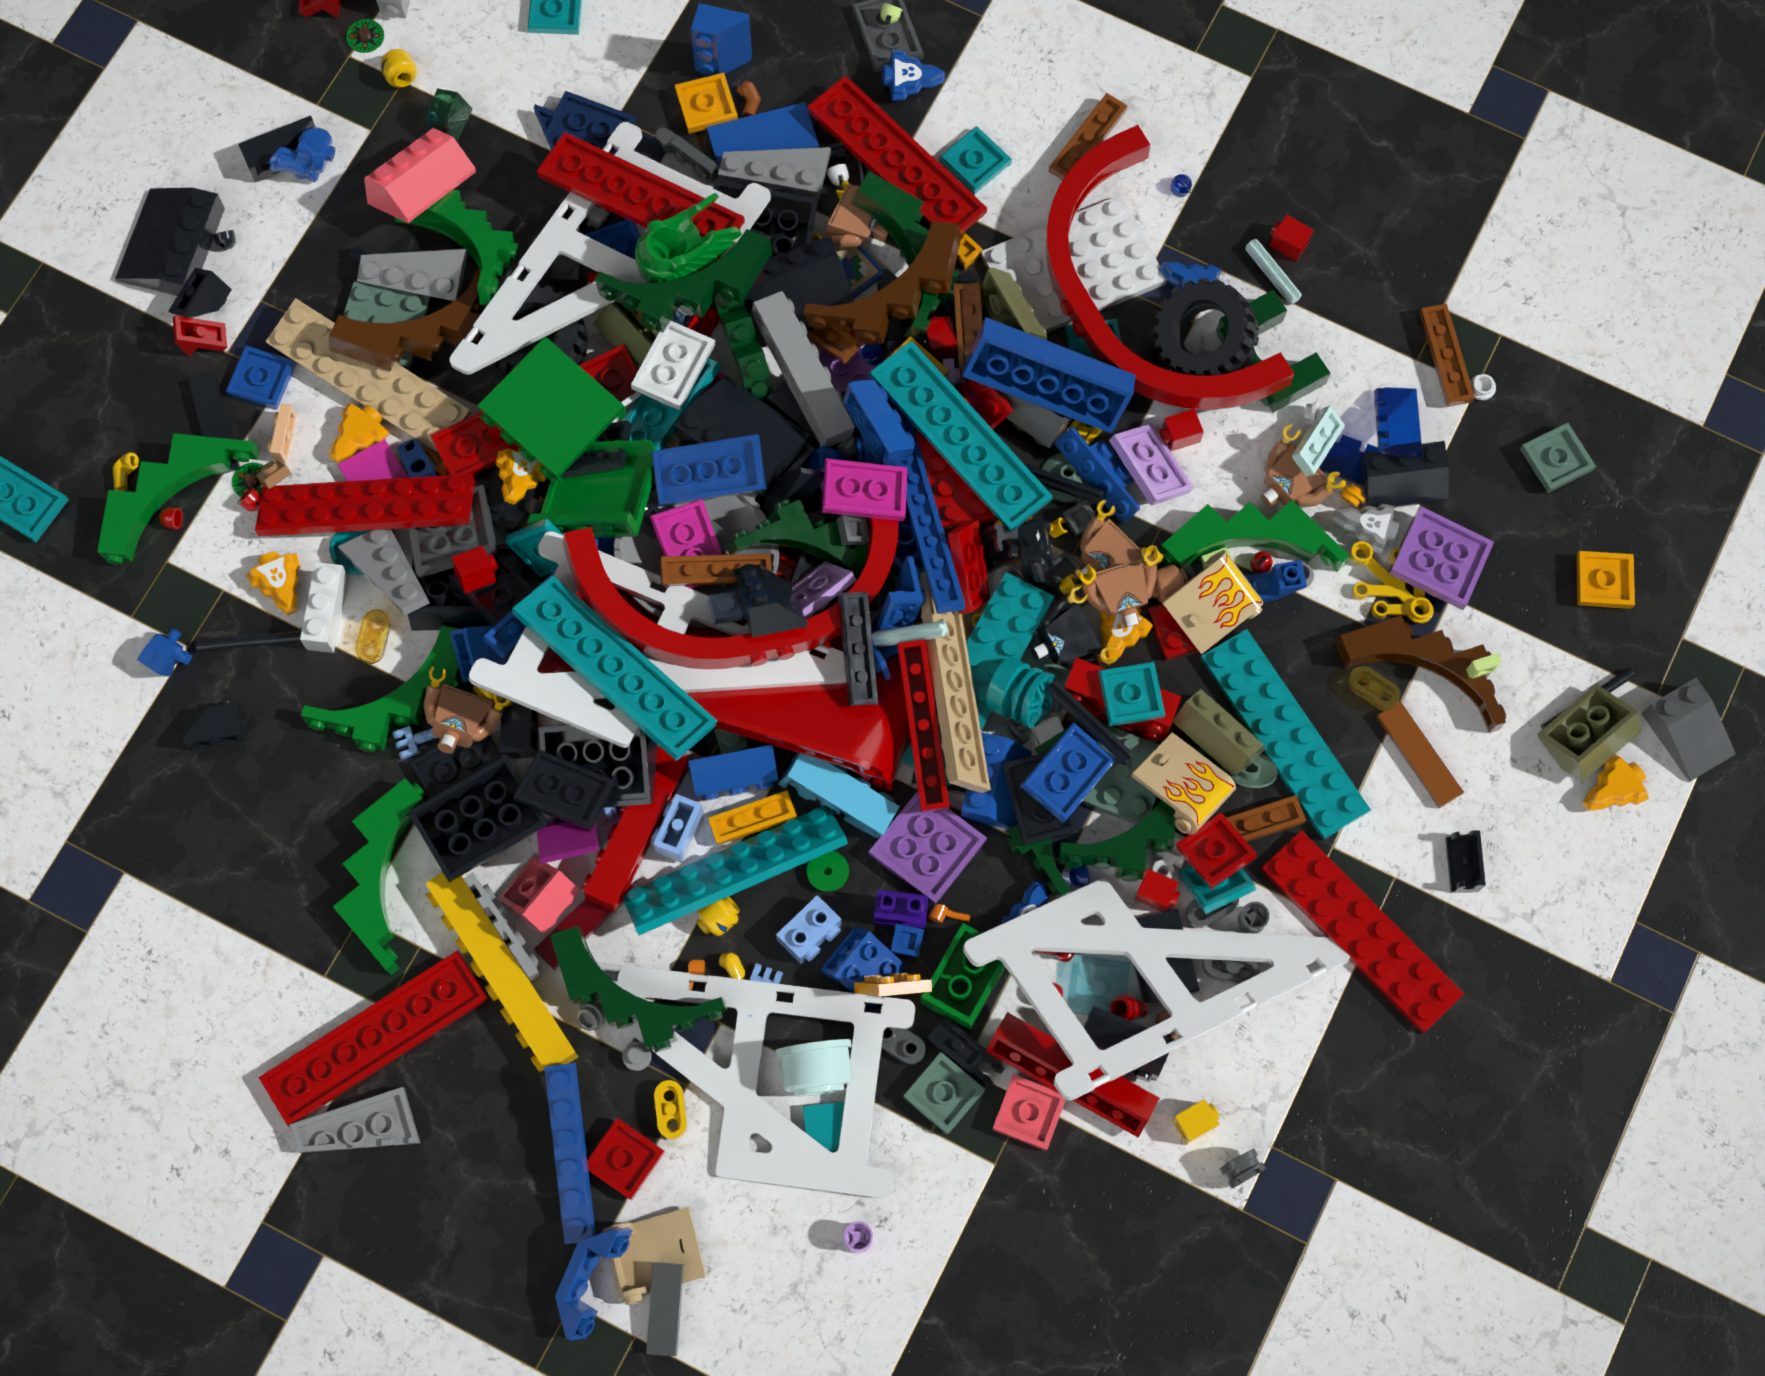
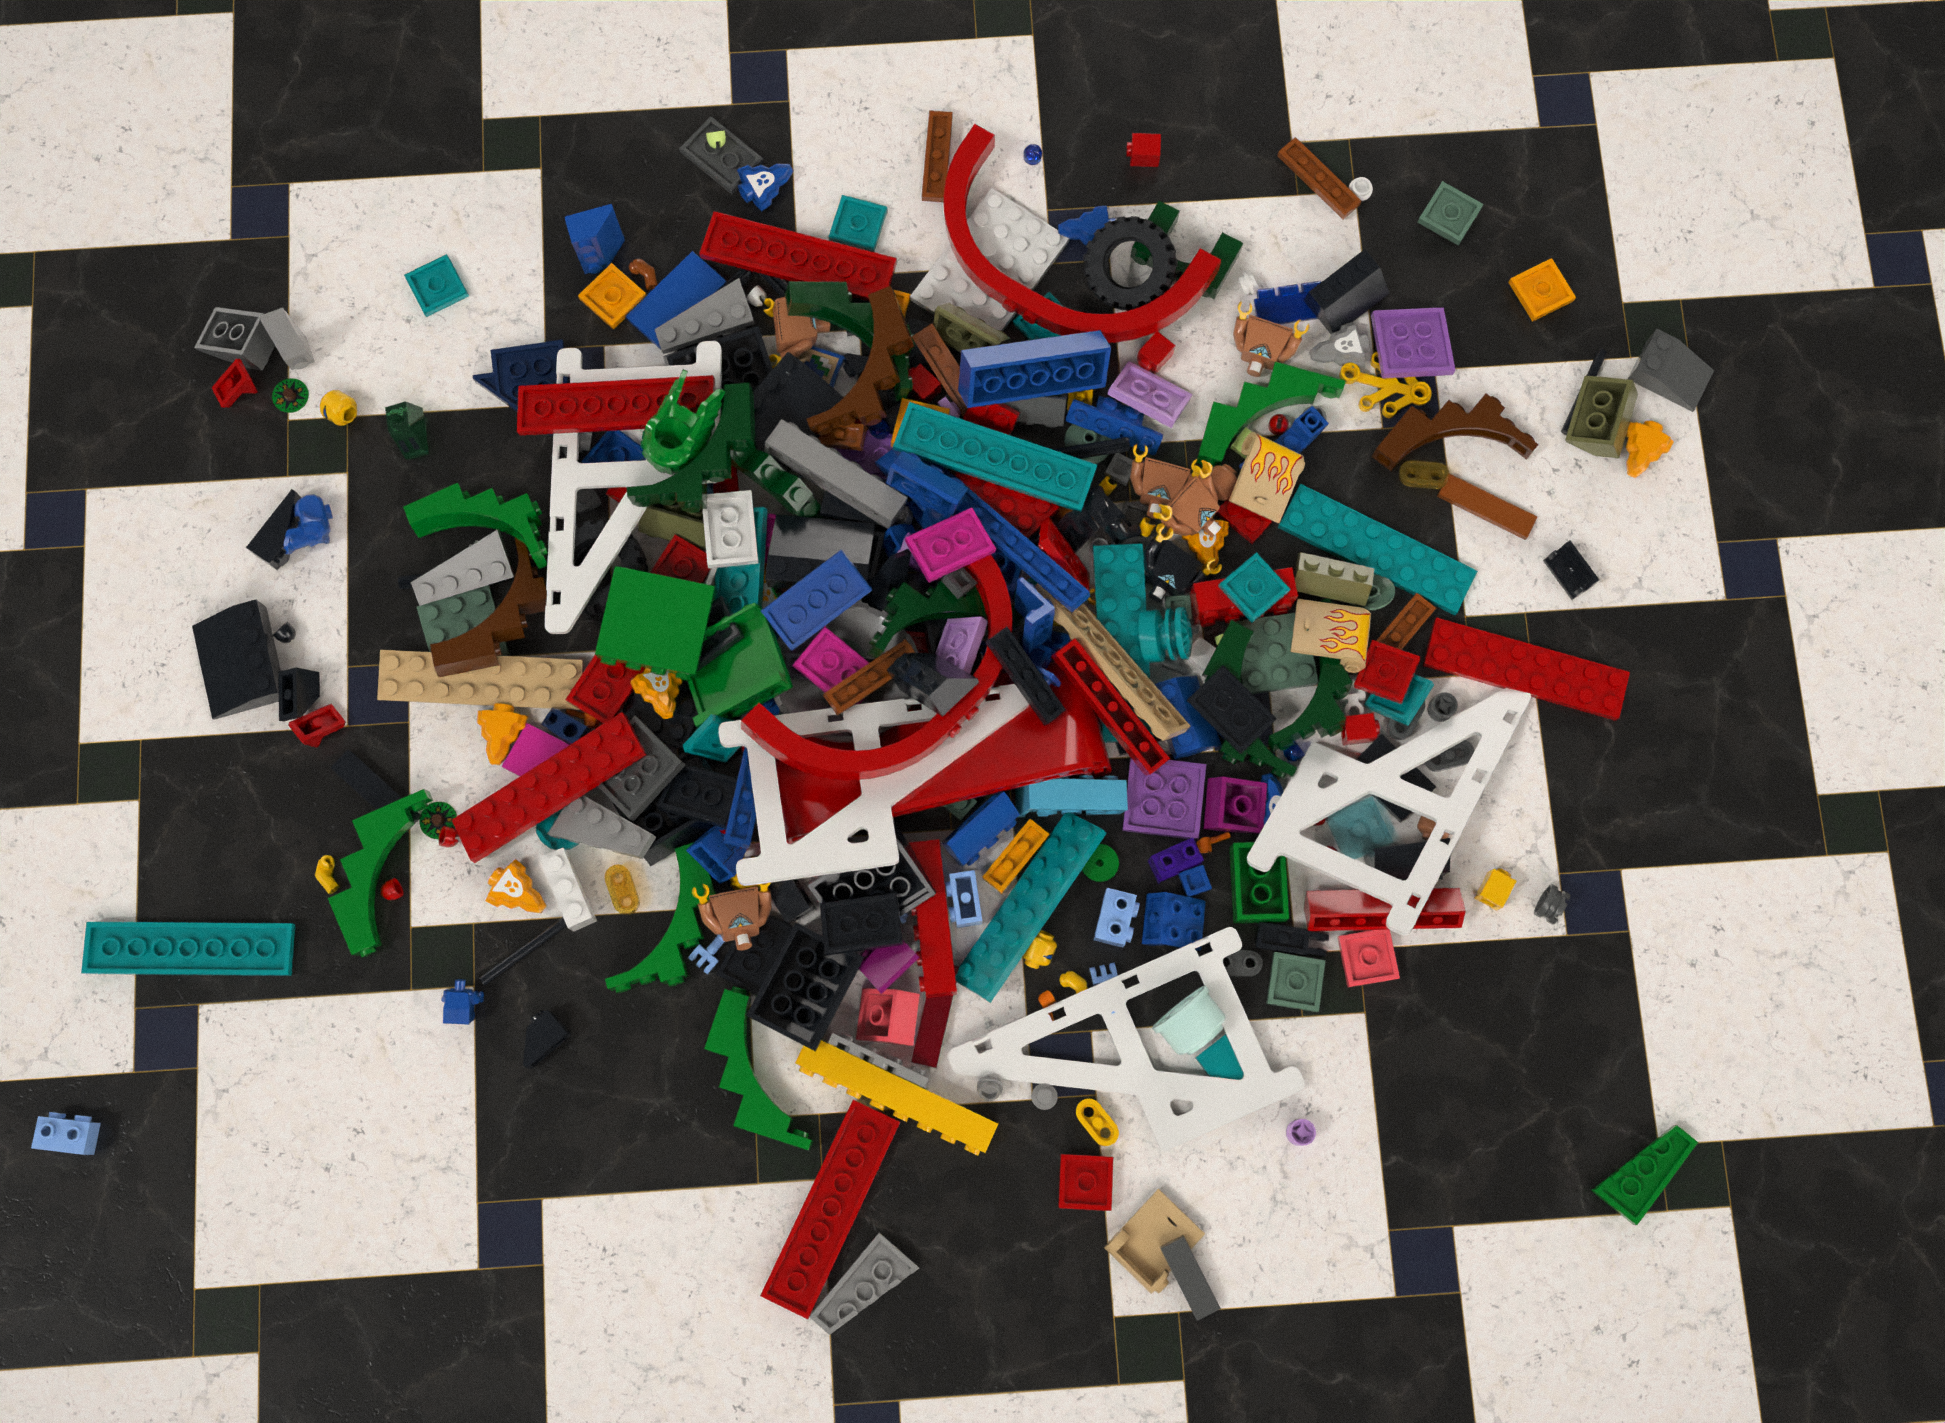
camera: 30 degrees left, 5 degrees up
(261, 377) = (390, 730): blue tile -> none
(273, 473) = (454, 805): medium nougat plate -> none
(284, 426) = (435, 758): light nougat plate -> none
(418, 176) = (418, 490): coral slope -> none
(474, 569) = (676, 789): red brick -> none
(570, 1152) = (1043, 1204): blue plate -> none
(575, 1314) = (1123, 1323): blue slope -> none
(587, 980) = (970, 1061): dark green arch -> none
(614, 667) = (848, 804): teal plate -> none
(685, 152) = (622, 347): dark grey hinge -> none
(725, 608) = (899, 703): sand blue plate -> none
(892, 985) = (1211, 924): light orange plate -> none
(909, 633) = (1058, 639): light aqua axle -> none
(990, 891) = (1235, 805): none -> magenta slope
(1068, 772) = (1243, 678): blue tile -> none
(1089, 722) = (1235, 628): black axle -> none
(1128, 1007) = (1394, 833): red cone -> none
(1273, 271) = (1146, 185): light aqua axle -> none
(1318, 441) = (1268, 303): light aqua plate -> none
(1352, 495) = (1316, 331): light orange plate -> none
(1397, 421) = (1318, 253): clear blue windscreen -> none
(1484, 665) = (1499, 410): yellowish green tile -> none

